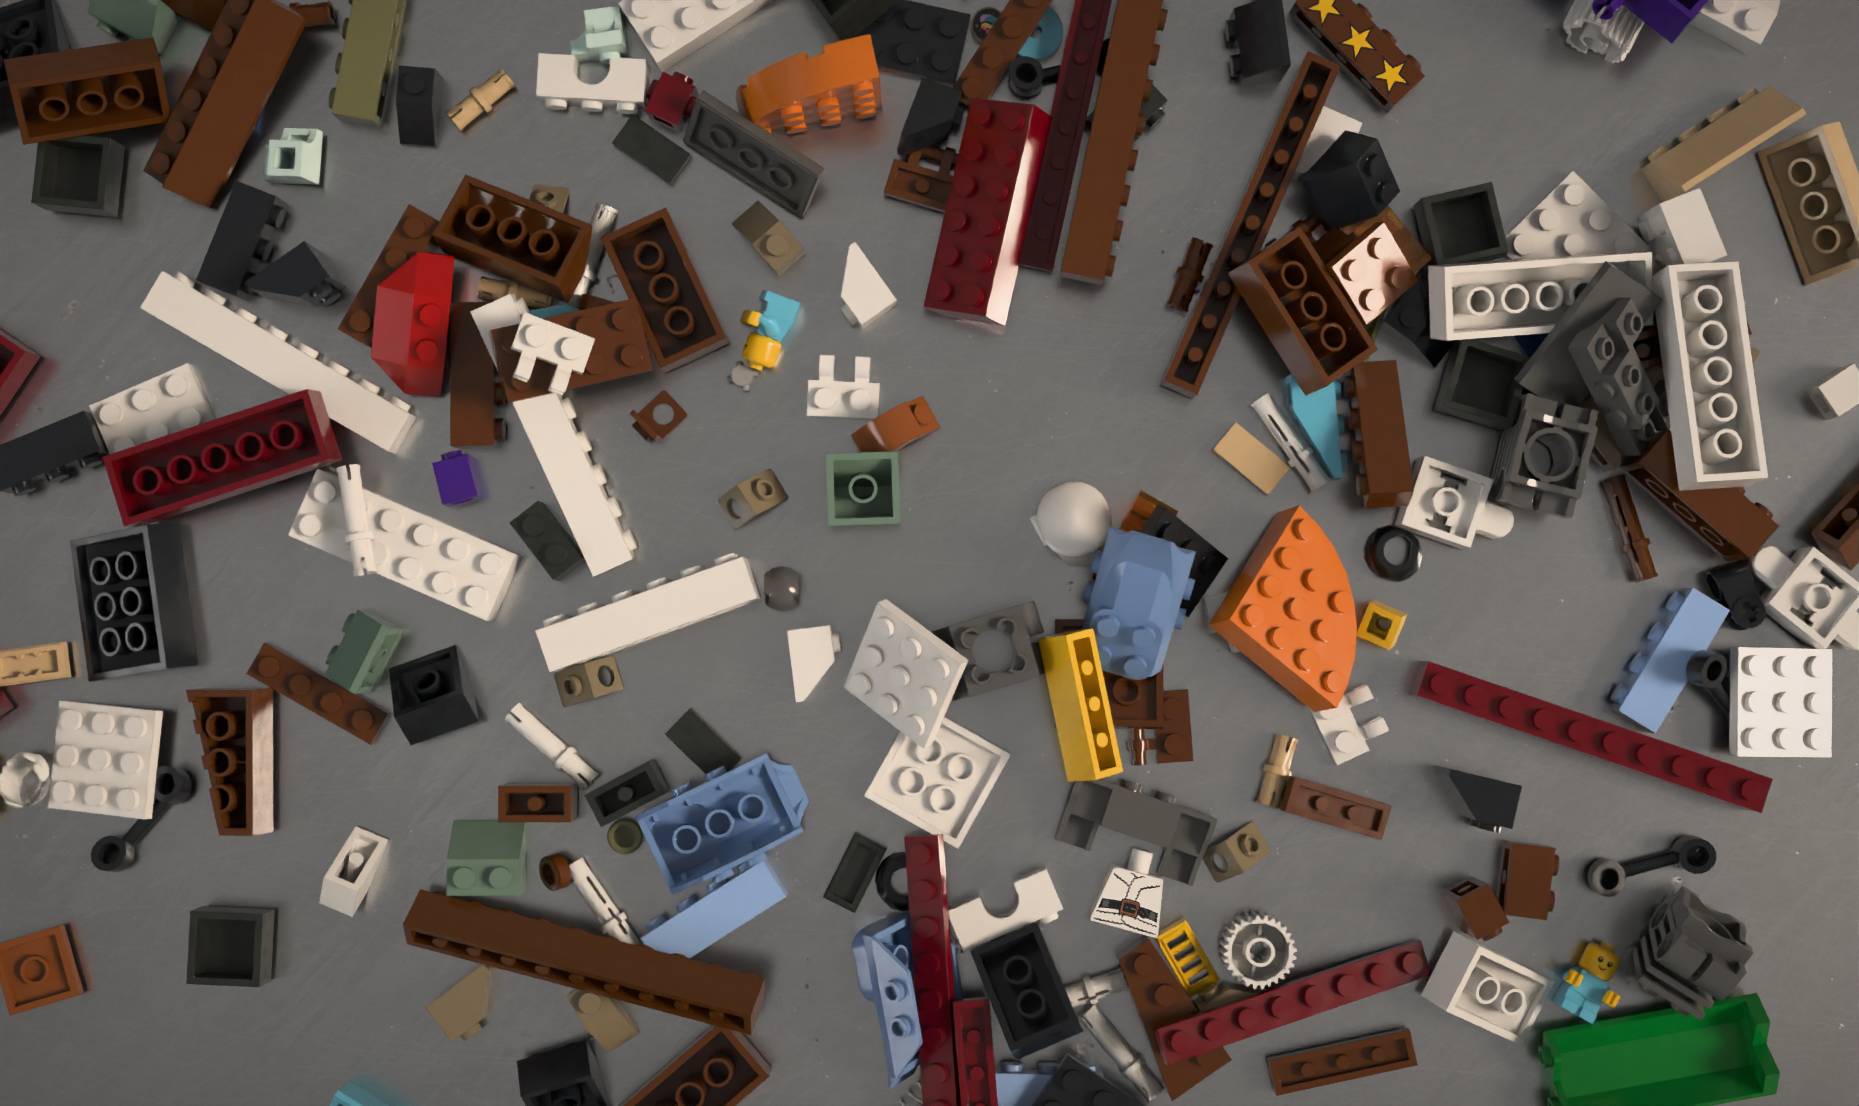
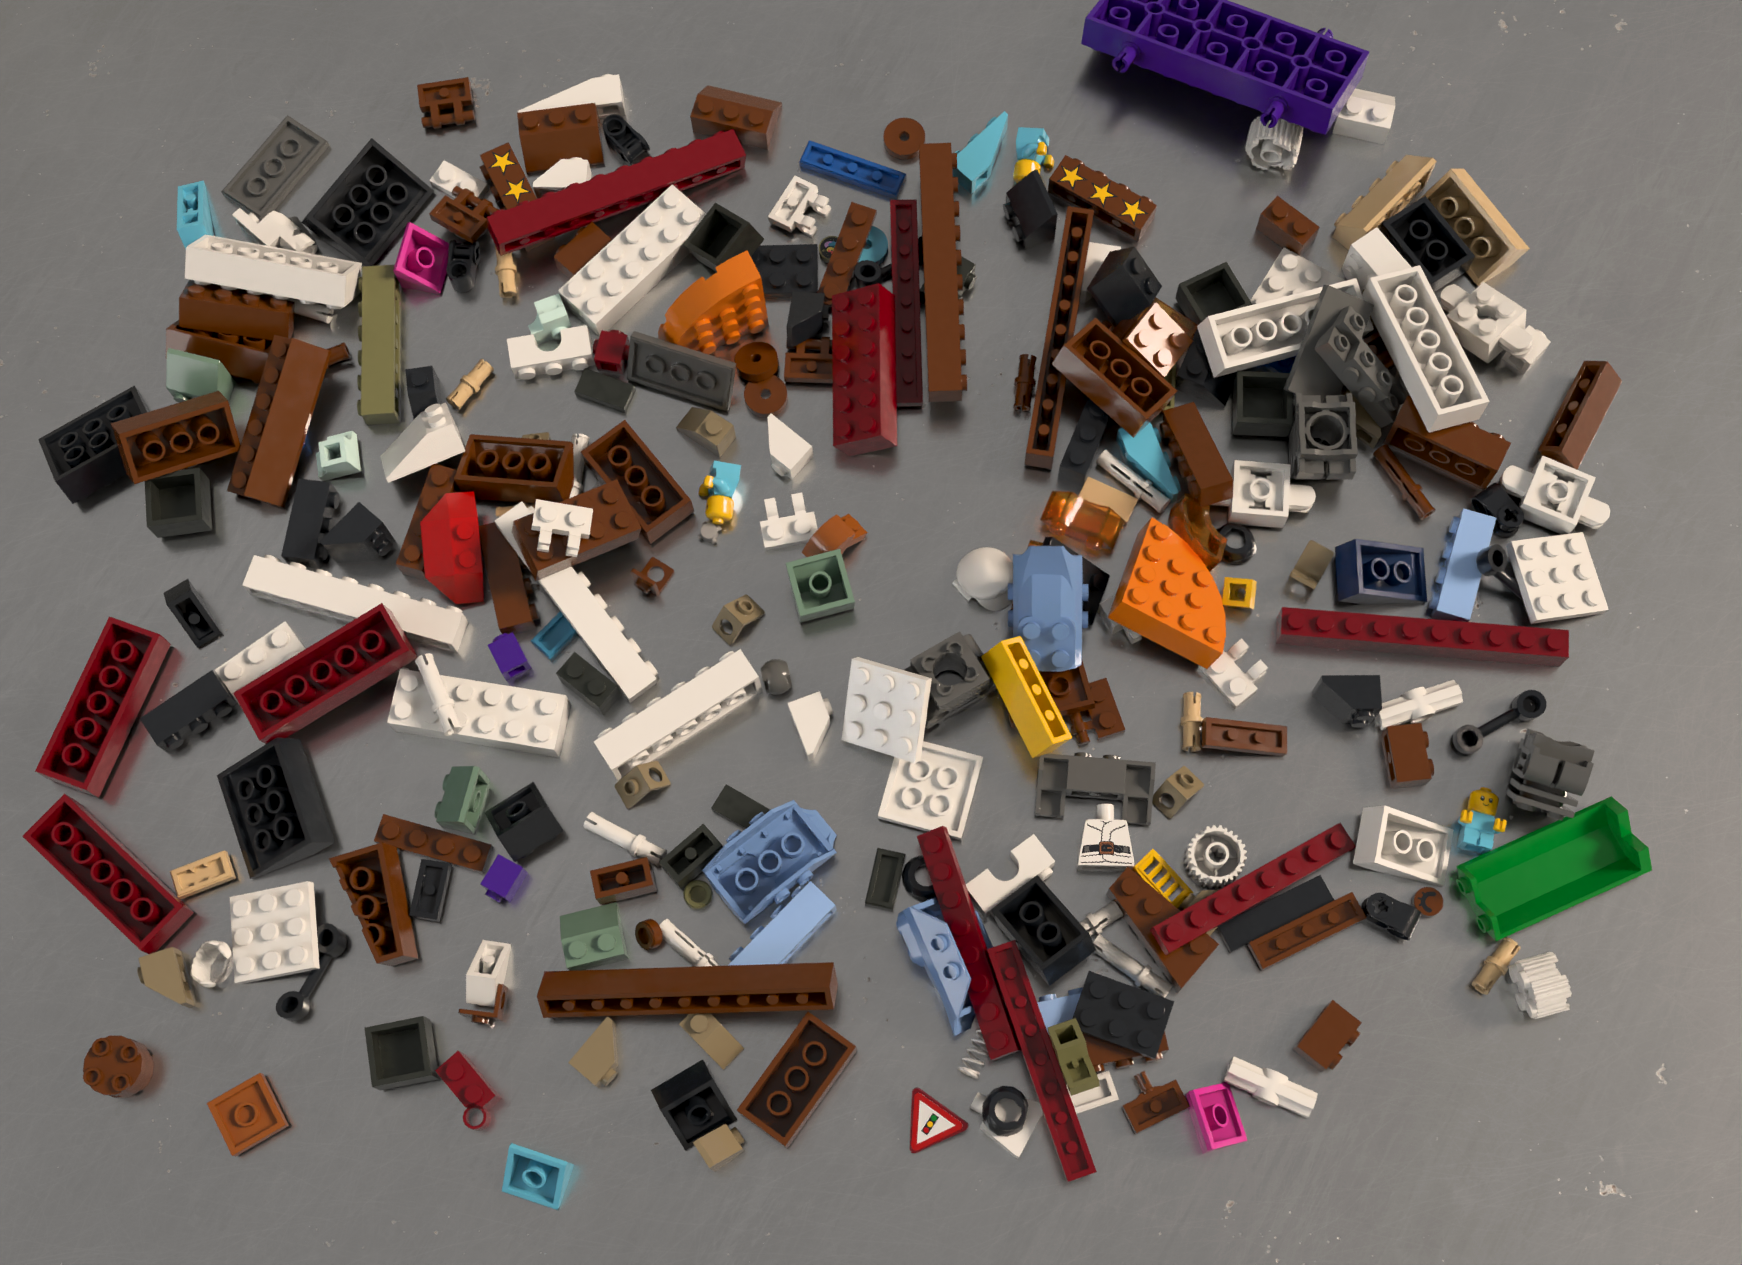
camera: 10 degrees left, 15 degrees down
(71, 323) = (192, 613): none -> black slope
(303, 752) = (430, 890): none -> black plate
(303, 1005) = (469, 1088): none -> dark red hinge
(336, 923) = (483, 1017): none -> reddish brown bracket
(393, 762) = (503, 879): none -> dark purple brick
(403, 172) = (423, 443): none -> white slope
(517, 467) = (554, 637): none -> dark azure tile
(854, 174) = (752, 370): none -> reddish brown piece
(855, 192) = (764, 407): none -> reddish brown piece
(1212, 480) = (1082, 520): none -> clear orange brick
(1241, 381) = (1084, 444): none -> black brick
(1335, 1026) = (1274, 913): none -> black tile
(1351, 533) = (1195, 527): none -> clear orange brick
(1449, 1069) = (1395, 916): none -> black piece
(1476, 909) = (1374, 783): reddish brown brick -> none
(1481, 610) = (1312, 564): none -> dark tan bracket
(1496, 1060) = (1428, 901): none -> reddish brown tile
(1562, 819) = (1419, 704): none -> white piece
(1564, 641) = (1380, 573): none -> dark blue slope
(1586, 145) = (1287, 226): none -> reddish brown brick
(1757, 217) = (1428, 241): none -> black brick
(1788, 352) = (1477, 331): none -> white brick

